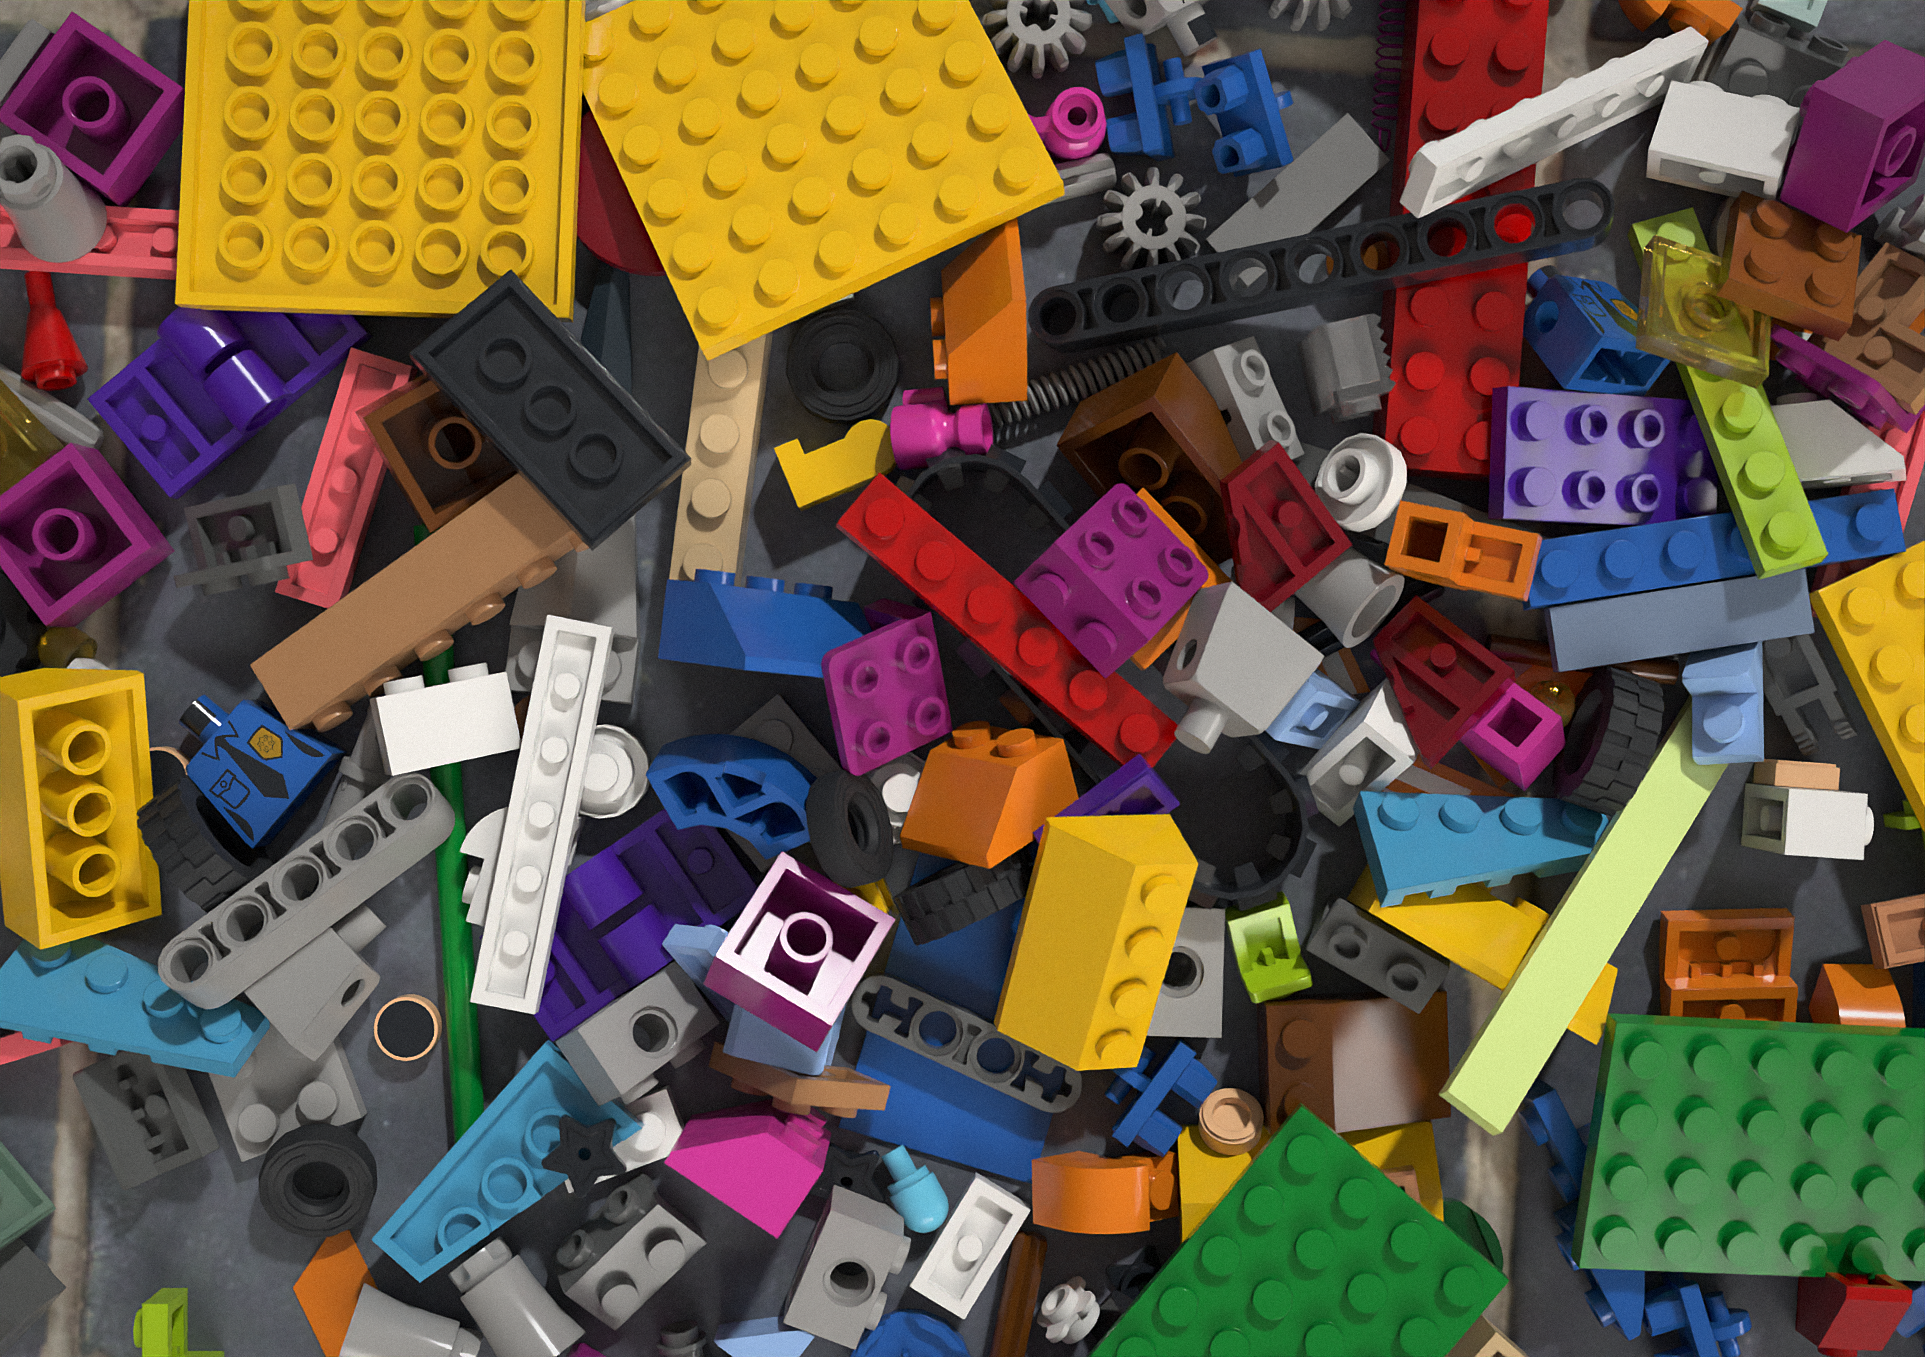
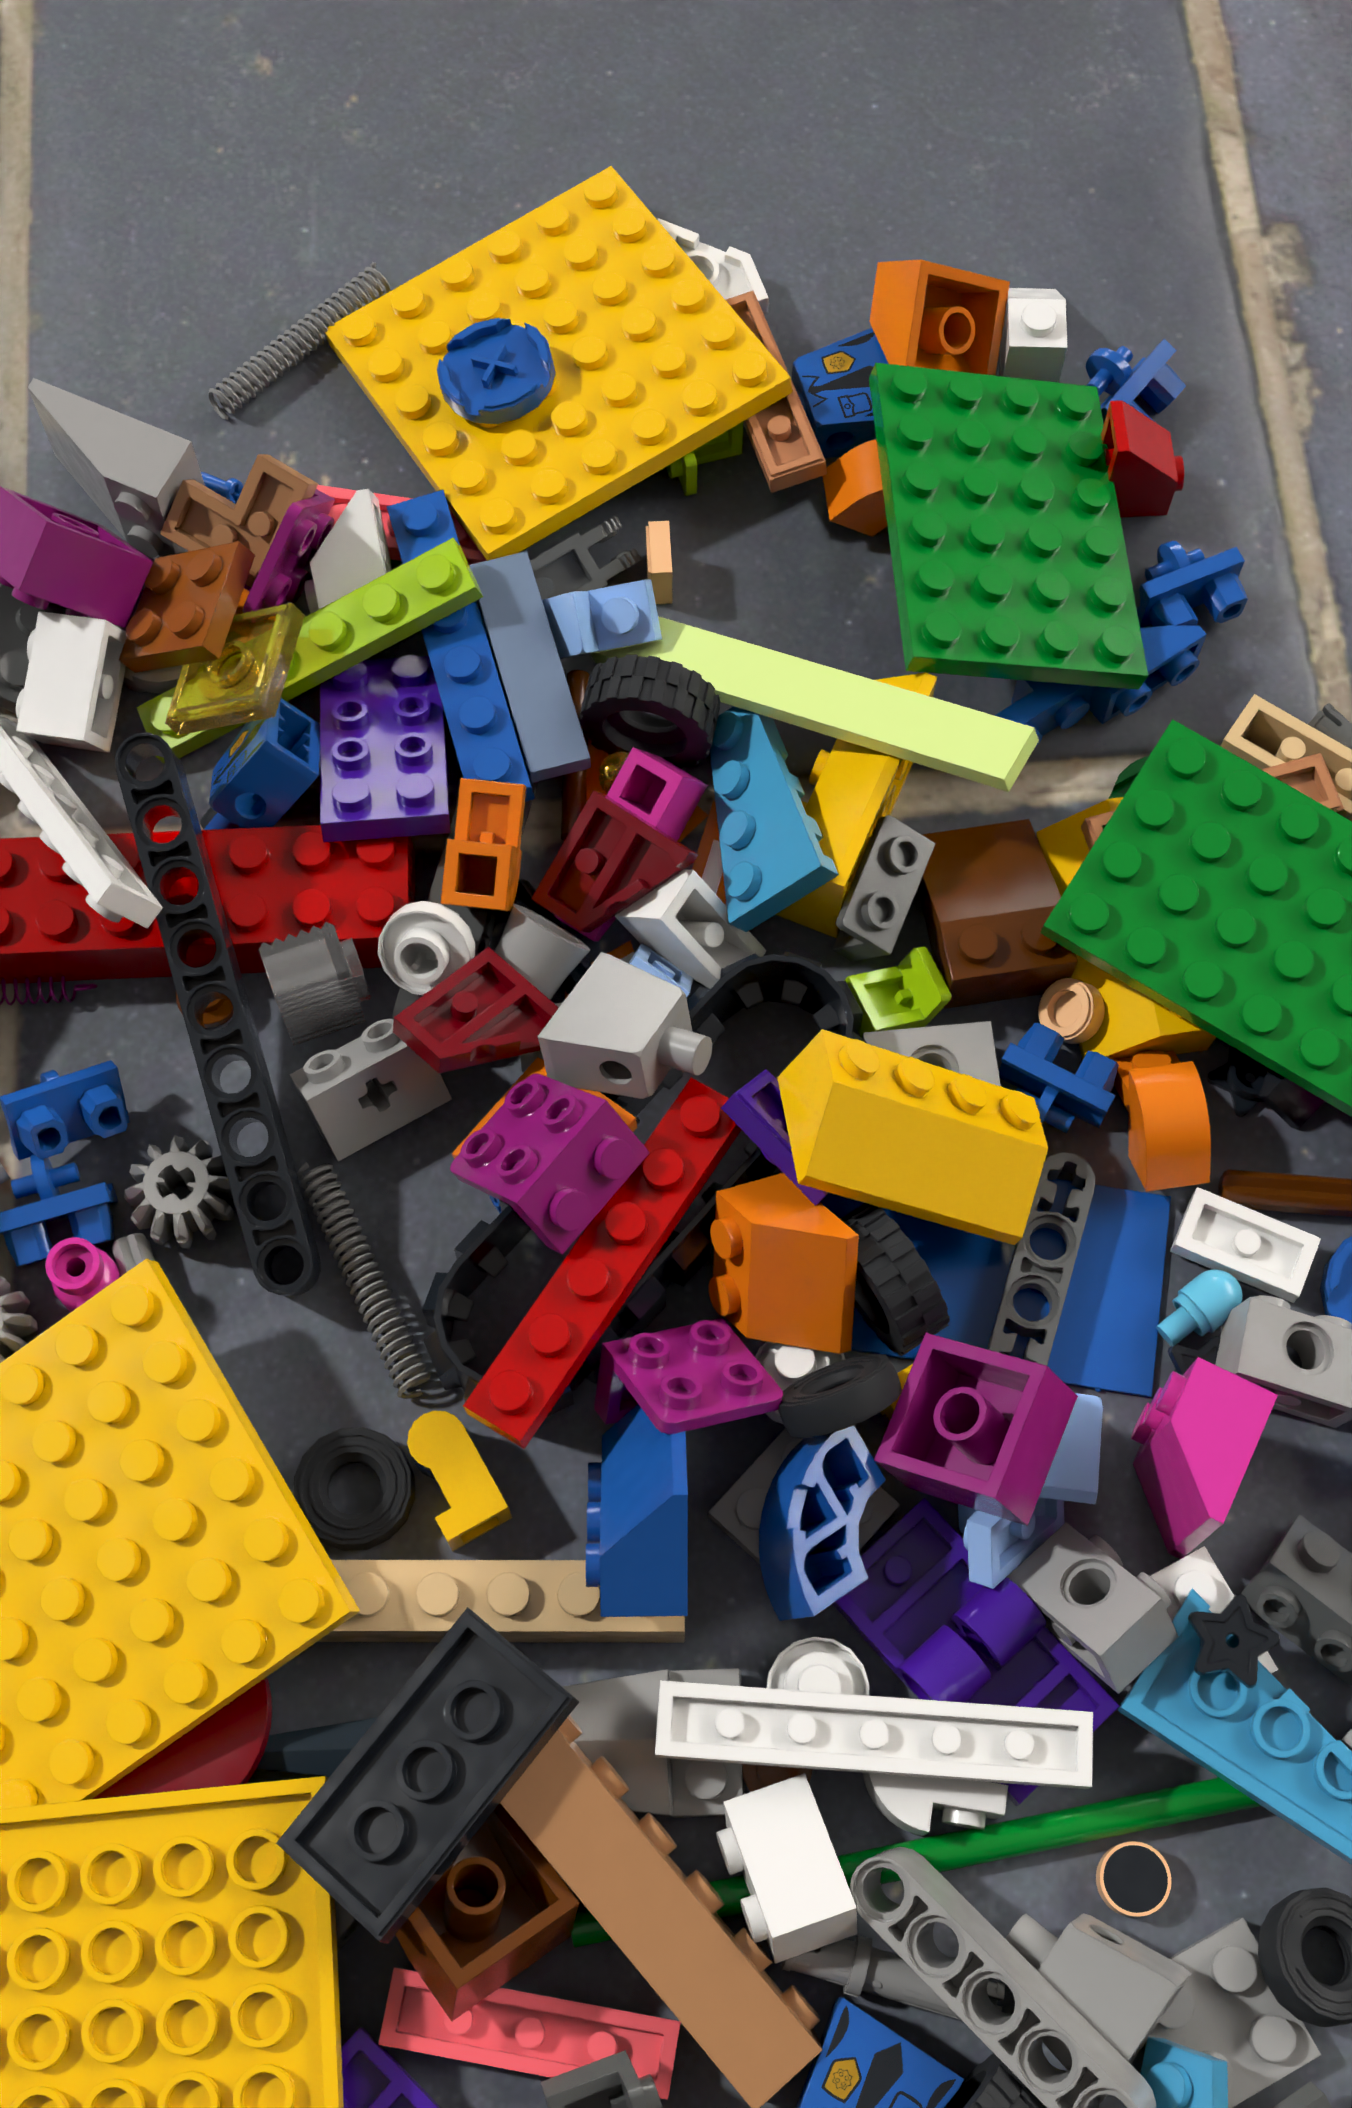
camera: 100 degrees left, 20 degrees down
(835, 1091) = (1121, 1427): medium nougat plate -> none
(927, 428) = (415, 1375): dark pink piece -> none
(983, 321) = (291, 1330): orange slope -> none
(1069, 1312) = (1290, 1140): white plate -> none
(1160, 436) = (398, 1145): reddish brown slope -> none
(1302, 192) = (145, 1057): light grey tile -> none
(1727, 964) = (845, 602): orange slope -> none
(1806, 821) = (701, 543): white brick -> none

